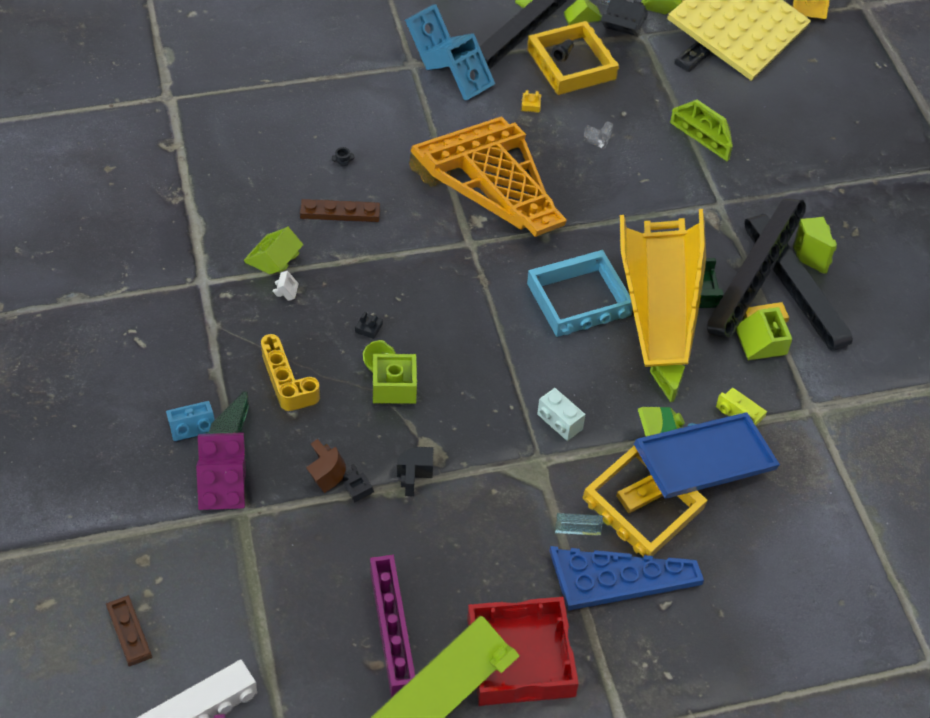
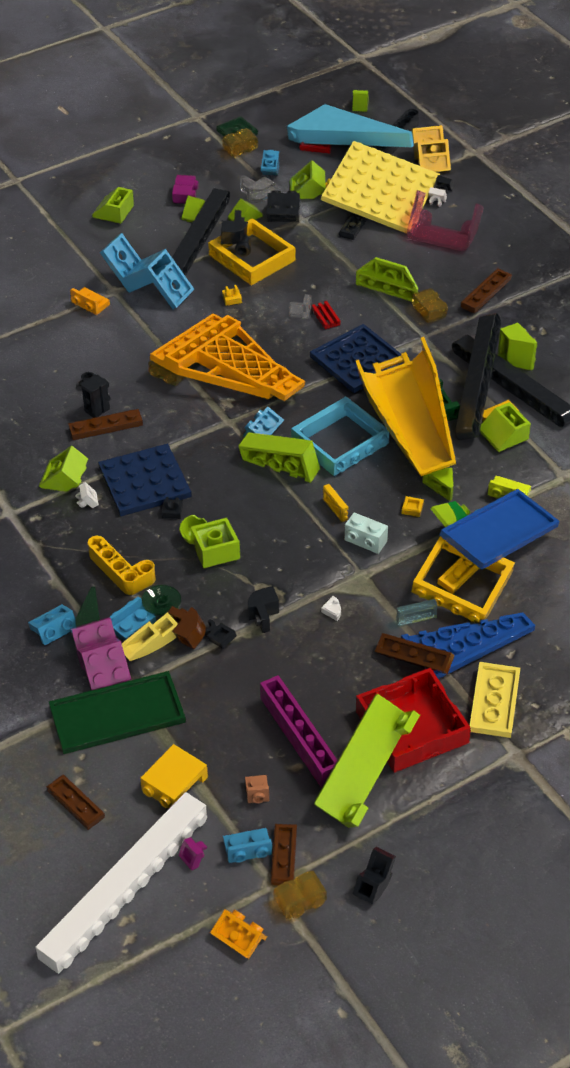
camera: 15 degrees left, 5 degrees down
(214, 541) = (116, 712): none -> dark green tile
(238, 635) = (172, 776): none -> yellow panel
(272, 440) = (131, 619): none -> dark azure bracket
(281, 467) = (150, 638): none -> light yellow slope
(312, 420) = (160, 599): none -> clear green dish
(322, 678) = (257, 789): none -> nougat bracket
(339, 176) = (95, 395): none -> black brick
(354, 283) = (144, 479): none -> dark blue plate
(381, 68) = (89, 300): none -> light orange bracket
(490, 491) = (332, 608): none -> white tile
(503, 258) = (265, 423): none -> dark azure bracket
(507, 297) = (281, 453): none -> lime wedge
(542, 369) = (335, 502): none -> yellow tile
(554, 574) = (414, 653): none -> reddish brown plate
(557, 30) = (234, 230): none -> black brick
(621, 140) = (329, 315): none -> red tile
(623, 655) = (494, 699): none -> light yellow plate
(626, 397) = (412, 506): none -> yellow tile
(638, 199) = (359, 344): none -> dark blue plate
(739, 168) = (429, 305): none -> clear yellow brick
(767, 81) = (422, 230): none -> clear pink windscreen
(799, 44) = (438, 195): none -> white tile
(808, 168) = (486, 290): none -> reddish brown plate
(812, 33) = (444, 183): none -> black tile

